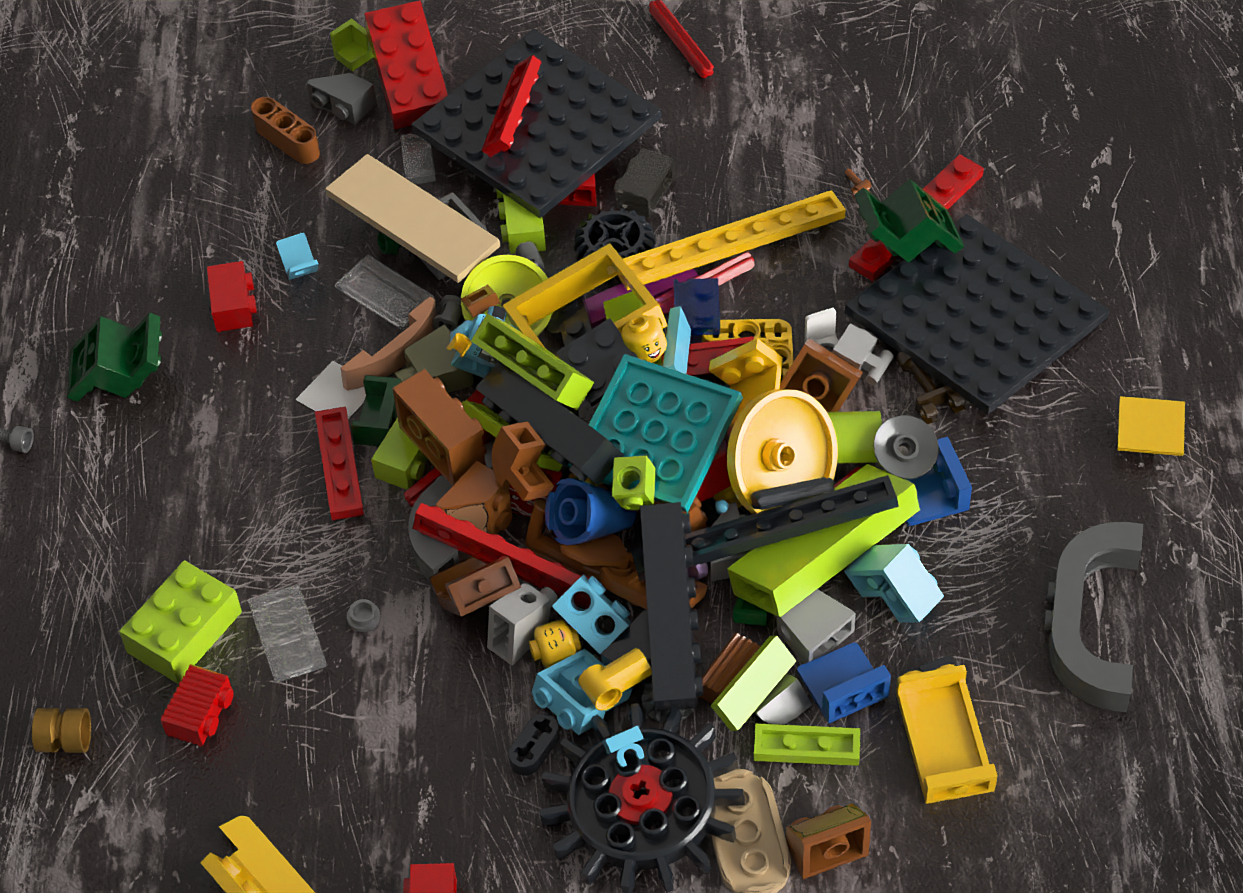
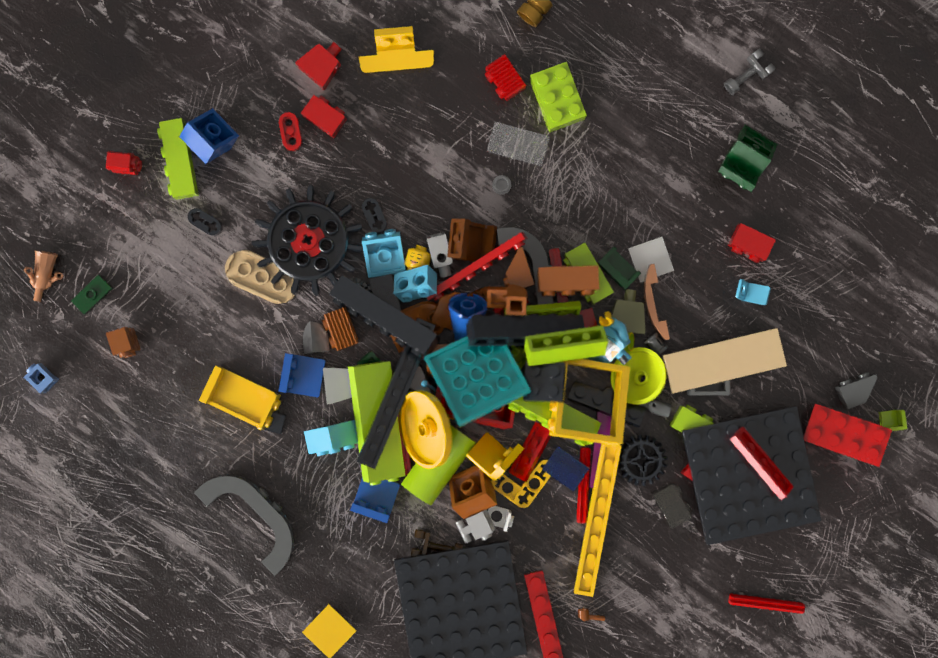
camera: 125 degrees right, 35 degrees up
(285, 130) = (862, 344): dark orange beam -> none
(339, 463) = (601, 230): red plate -> none
(382, 291) = (697, 323): clear piece -> none
(417, 159) = (779, 400): clear tile -> none
(480, 300) = (641, 358): dark orange tile -> none
(607, 683) = (369, 264): yellow piece -> none
(624, 741) = (332, 246): medium azure tile -> none
(627, 471) = (456, 347): lime brick -> none
(644, 337) = (540, 411): yellow head -> none
(677, 341) = (536, 432): medium azure tile -> none
(753, 683) = (324, 330): tile -> none
(791, 493) = (404, 420): black axle -> none
(807, 744) = (282, 334): lime plate -> none
(829, 839) = (227, 306): dark orange slope -> none
(908, 221) = (530, 610): dark green bracket -> none
(913, 435) = (387, 497): dark grey dish -> none

